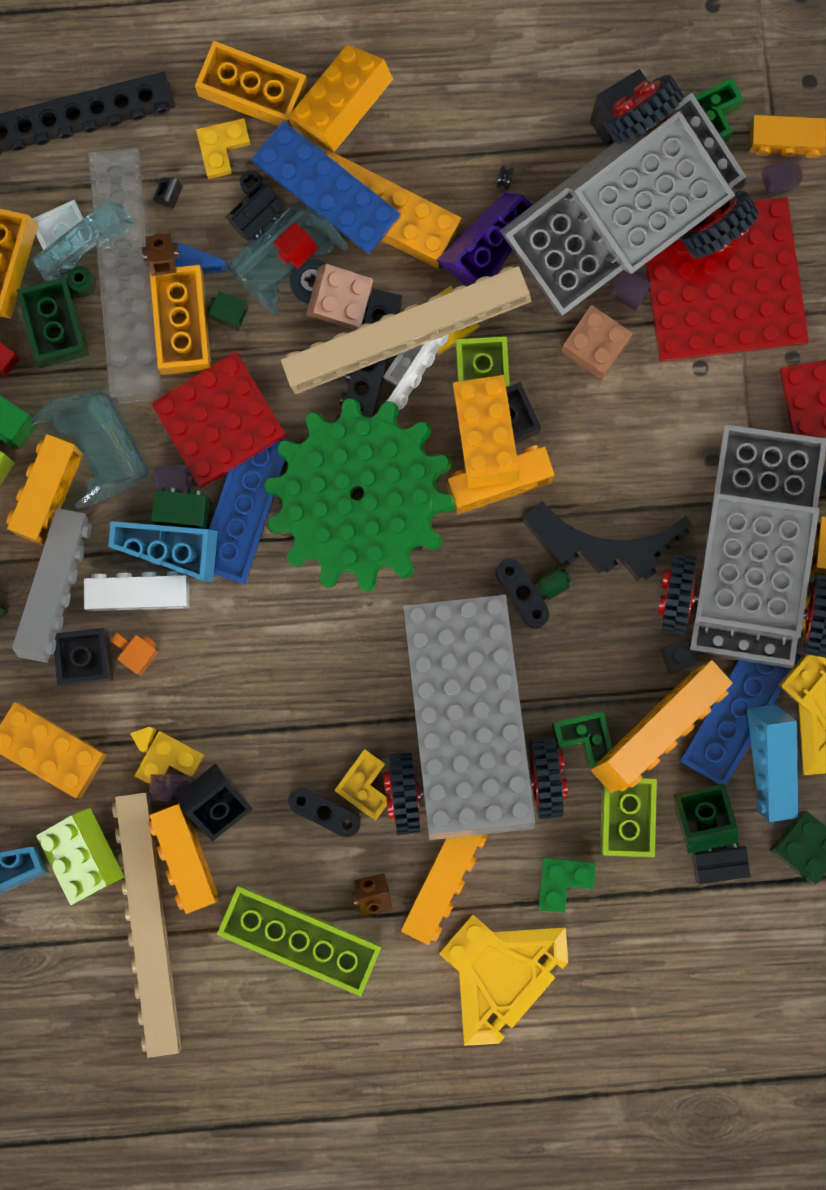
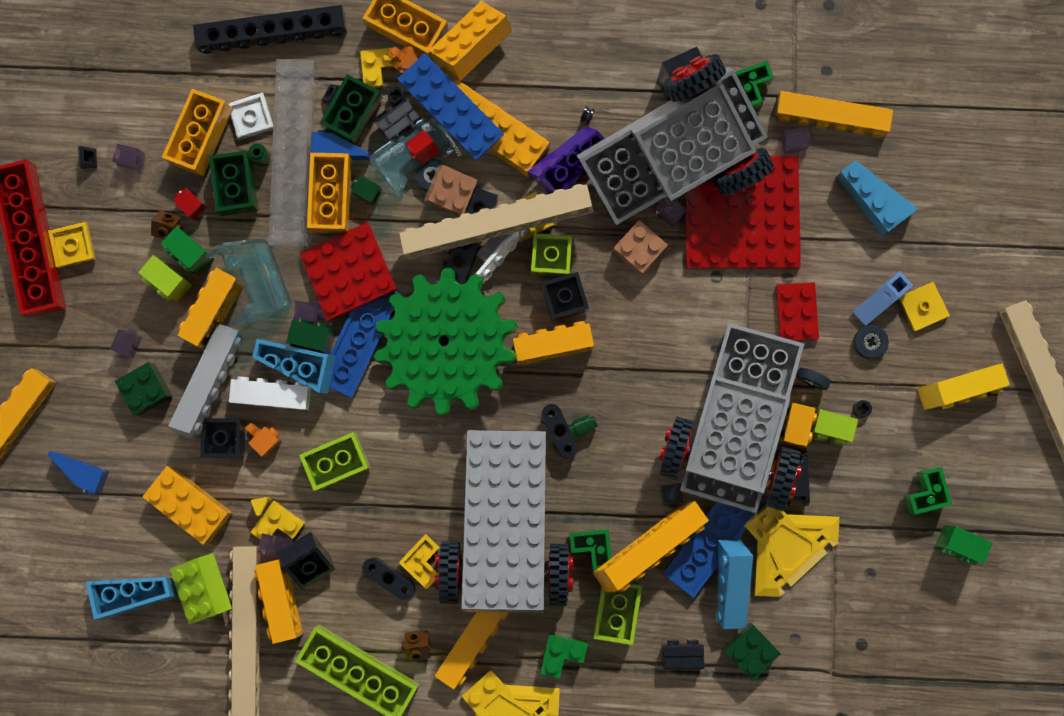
camera: 10 degrees right, 0 degrees up
(101, 225) = (277, 115): clear light blue arch -> none
(160, 254) = (319, 142): reddish brown brick -> none
(195, 206) = (351, 109): none -> dark green brick
(234, 669) = (335, 461): none -> lime brick
(257, 131) = (404, 57): none -> orange brick
(486, 432) = (545, 307): light orange brick -> none
(565, 541) = (597, 396): black arch -> none
(706, 818) = (676, 620): dark green brick -> none

